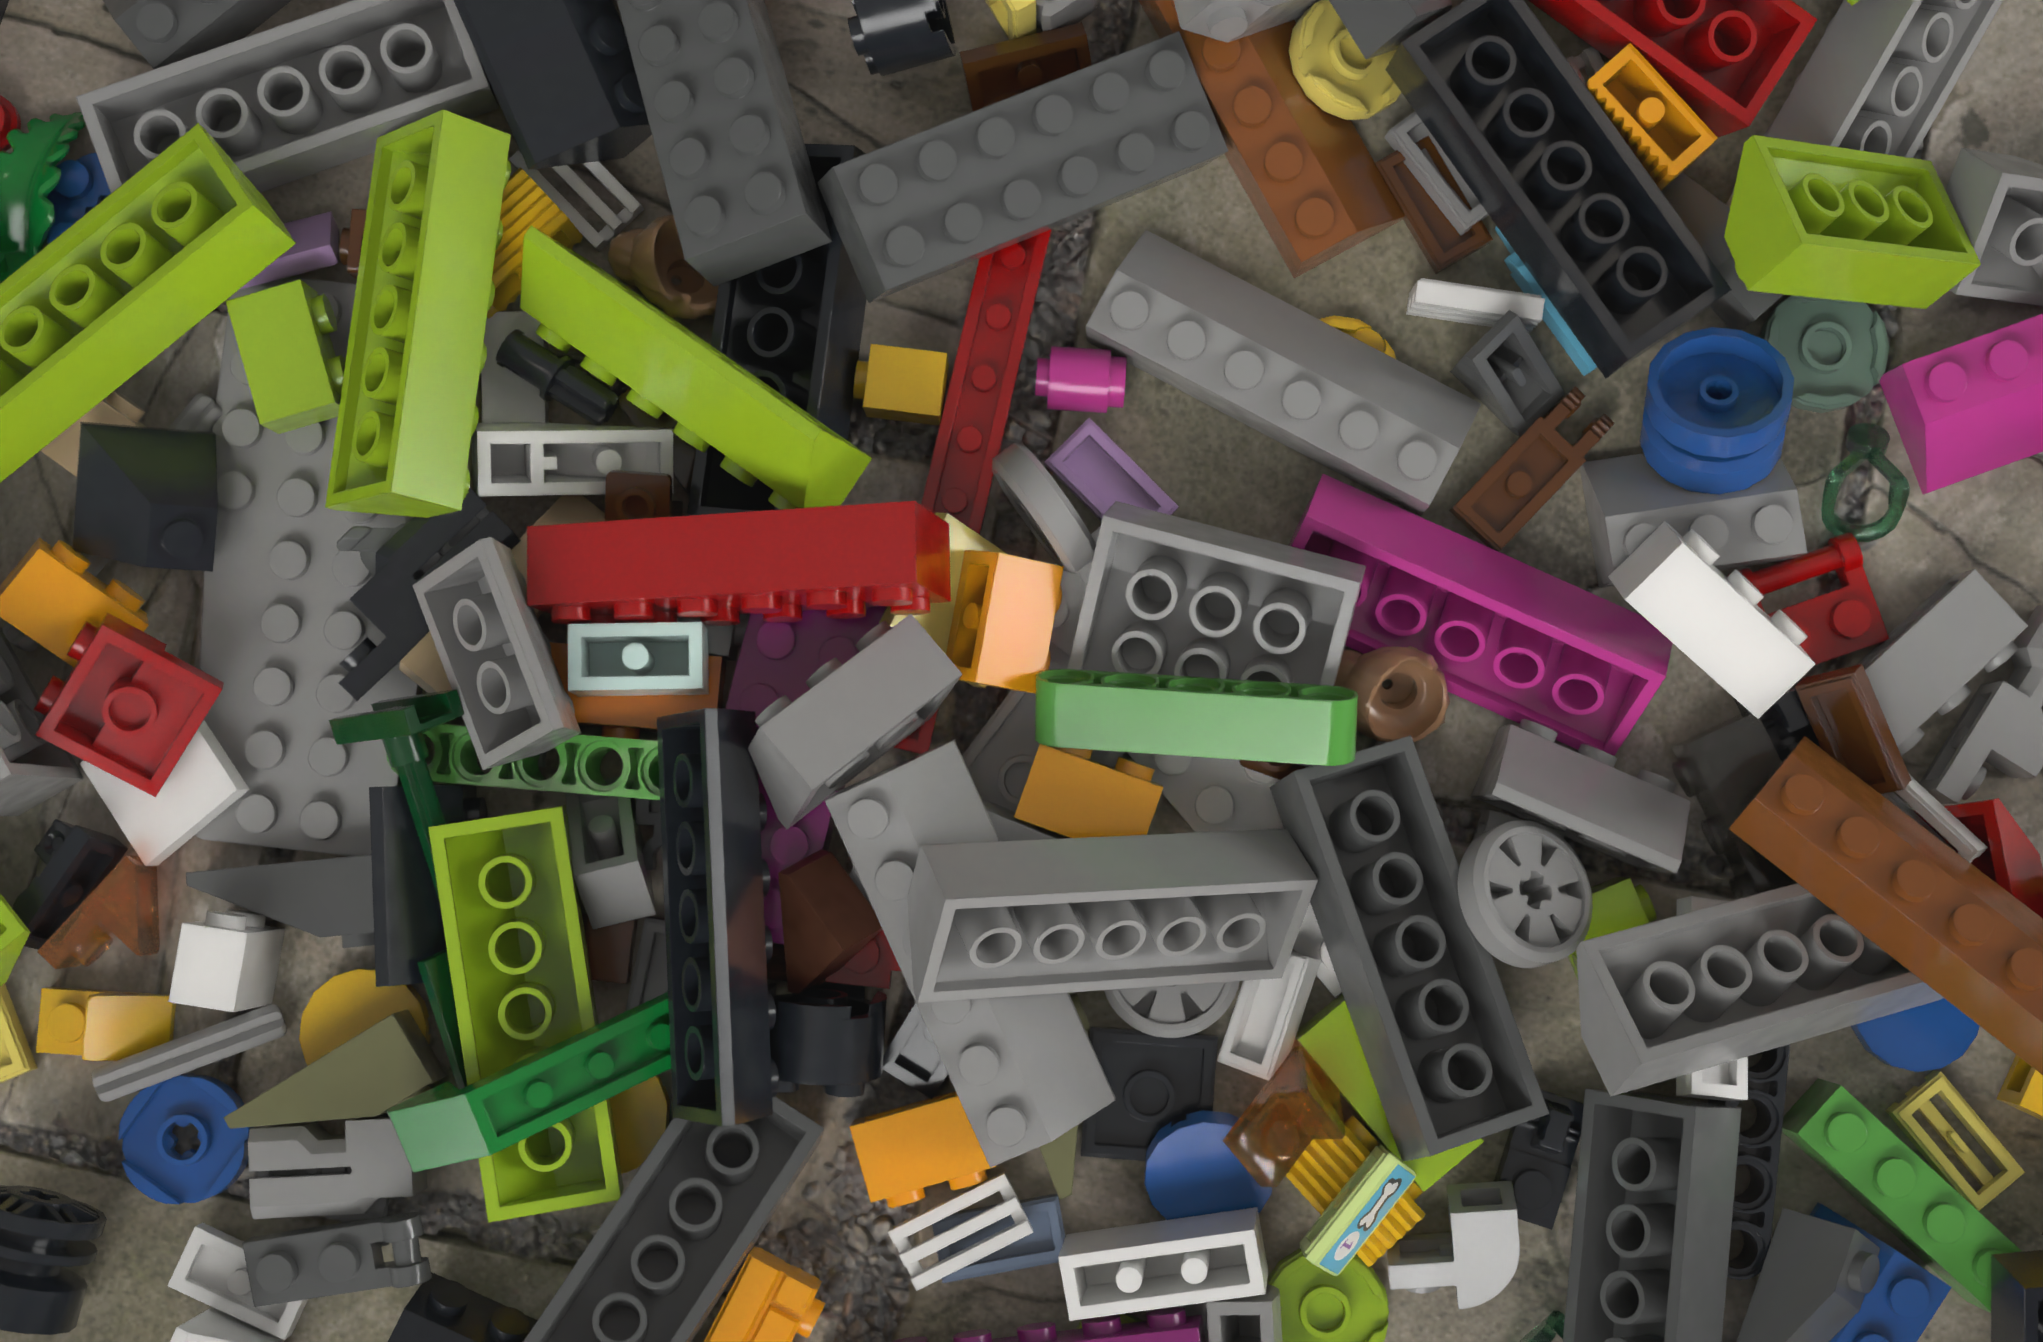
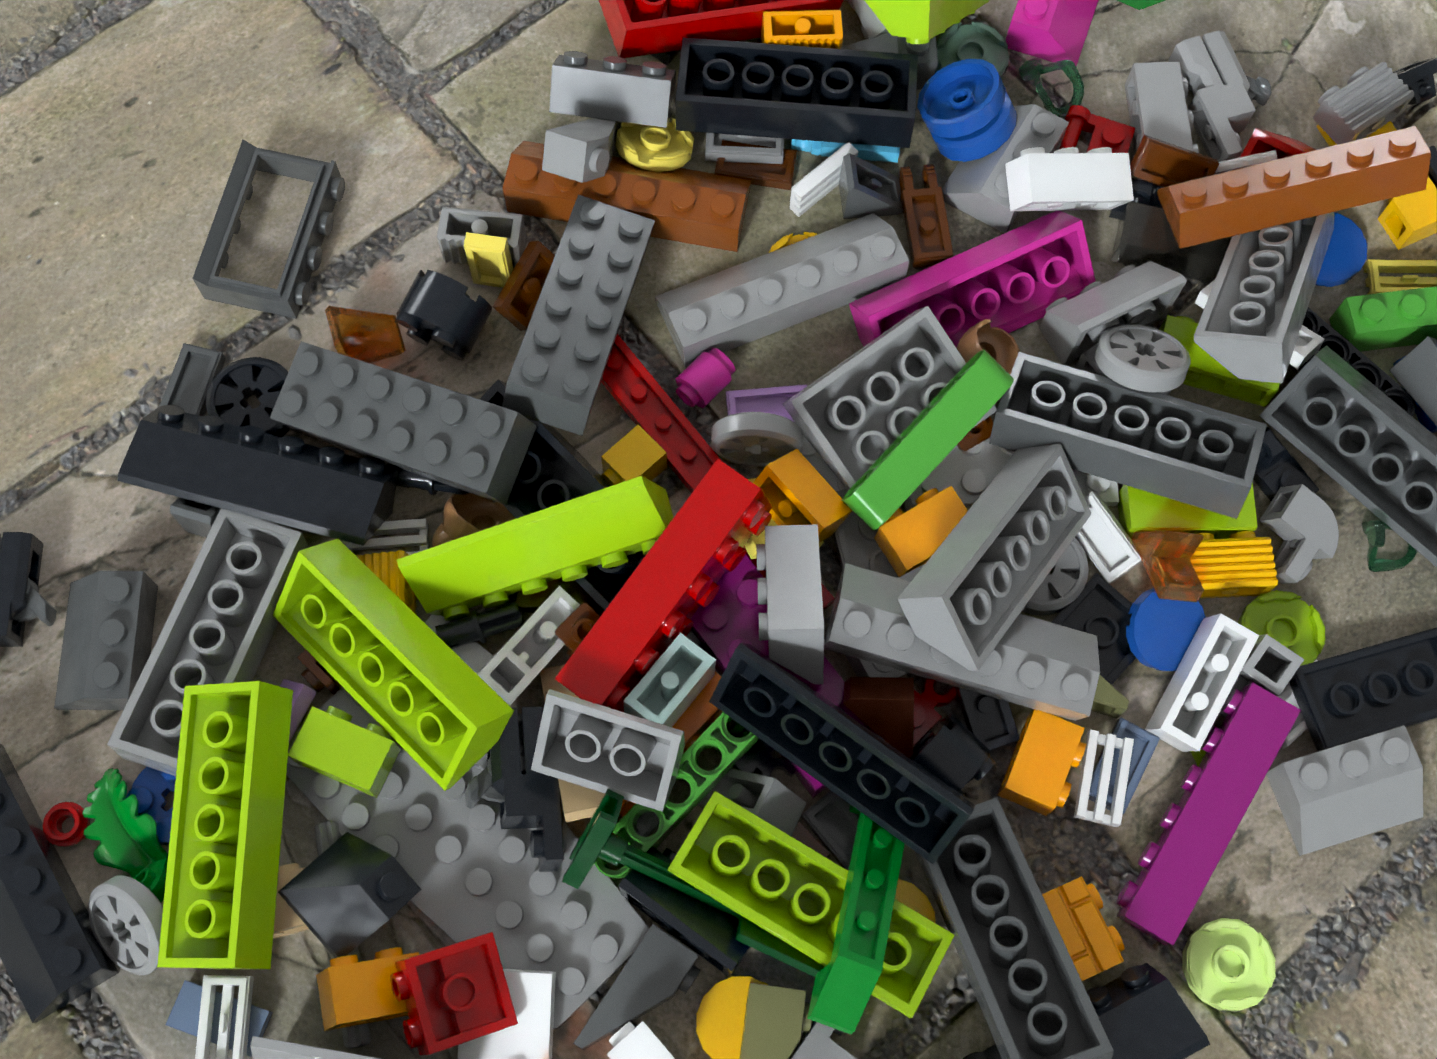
camera: 60 degrees left, 15 degrees down
(1356, 1211) = (1243, 563): yellowish green slope -> none

